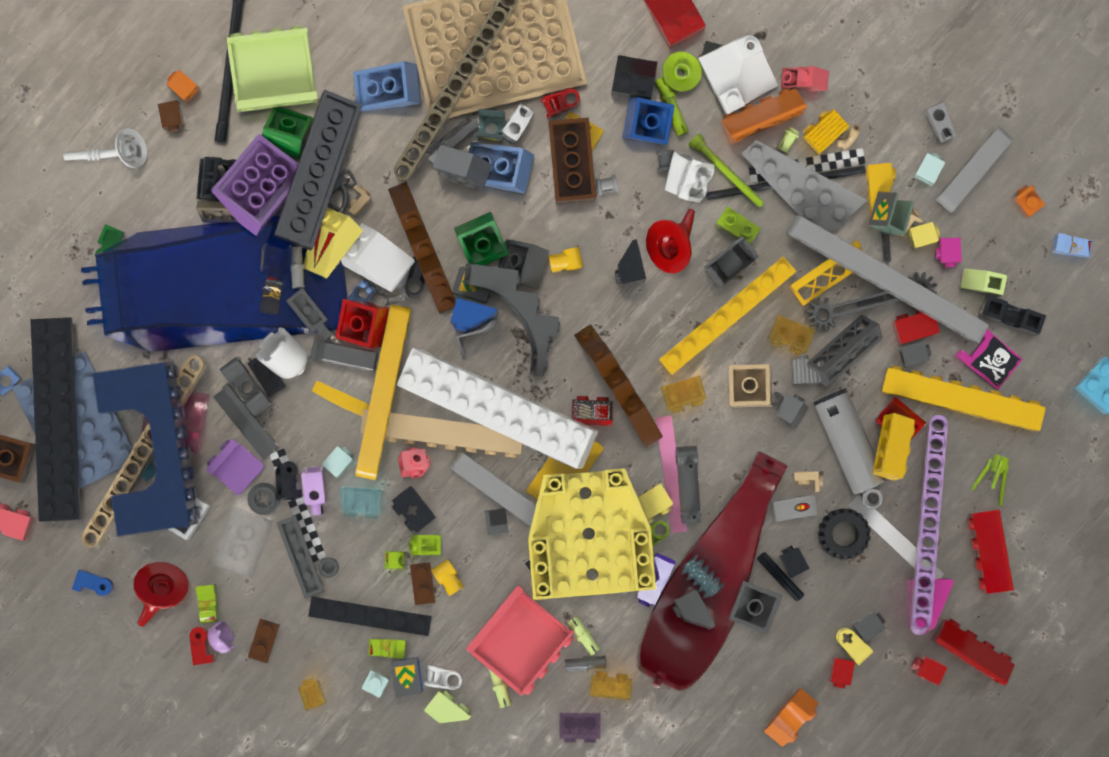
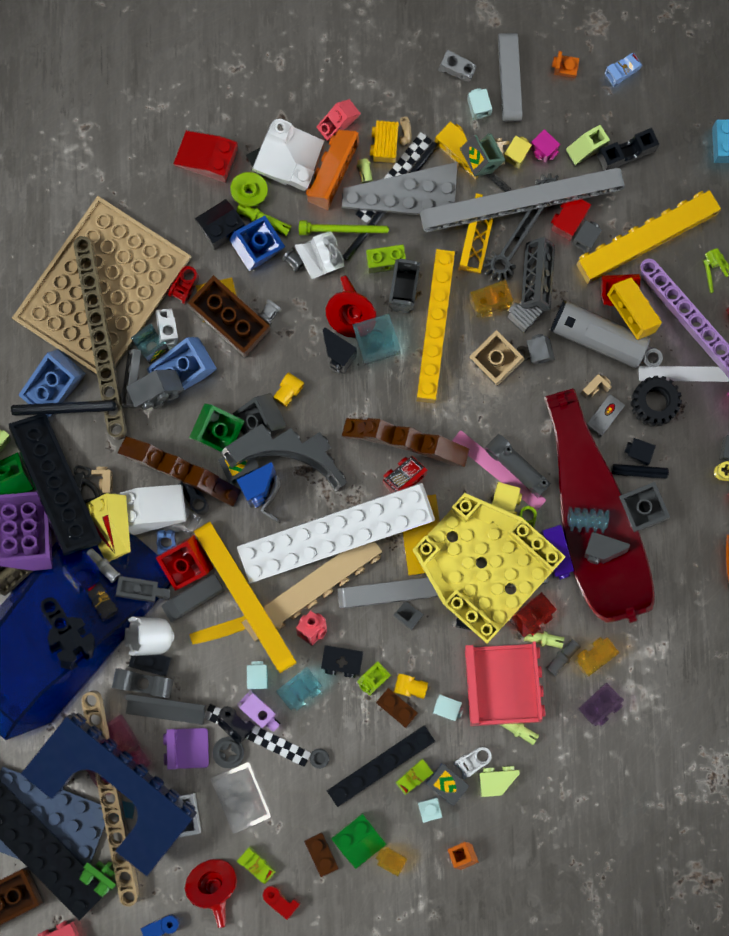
camera: 45 degrees left, 5 degrees down
(79, 494) = (105, 883): none -> bright green hips
(220, 302) = (67, 638): none -> black connector
(220, 637) = (288, 881): lavender hair -> none
(300, 556) = (292, 769): dark grey plate -> none
(301, 656) = (358, 841): none -> green slope
(368, 740) = (463, 855): none -> orange brick
(377, 115) = (66, 407): none -> black axle
(395, 560) = (361, 709): lime leg -> none
(460, 620) = (448, 708): none -> light aqua brick
(580, 607) = (526, 623): none -> clear red brick
(670, 284) = (376, 339): none -> clear light blue slope
(683, 393) = (455, 406): clear yellow brick -> none
(991, 360) = (642, 194): flag -> none

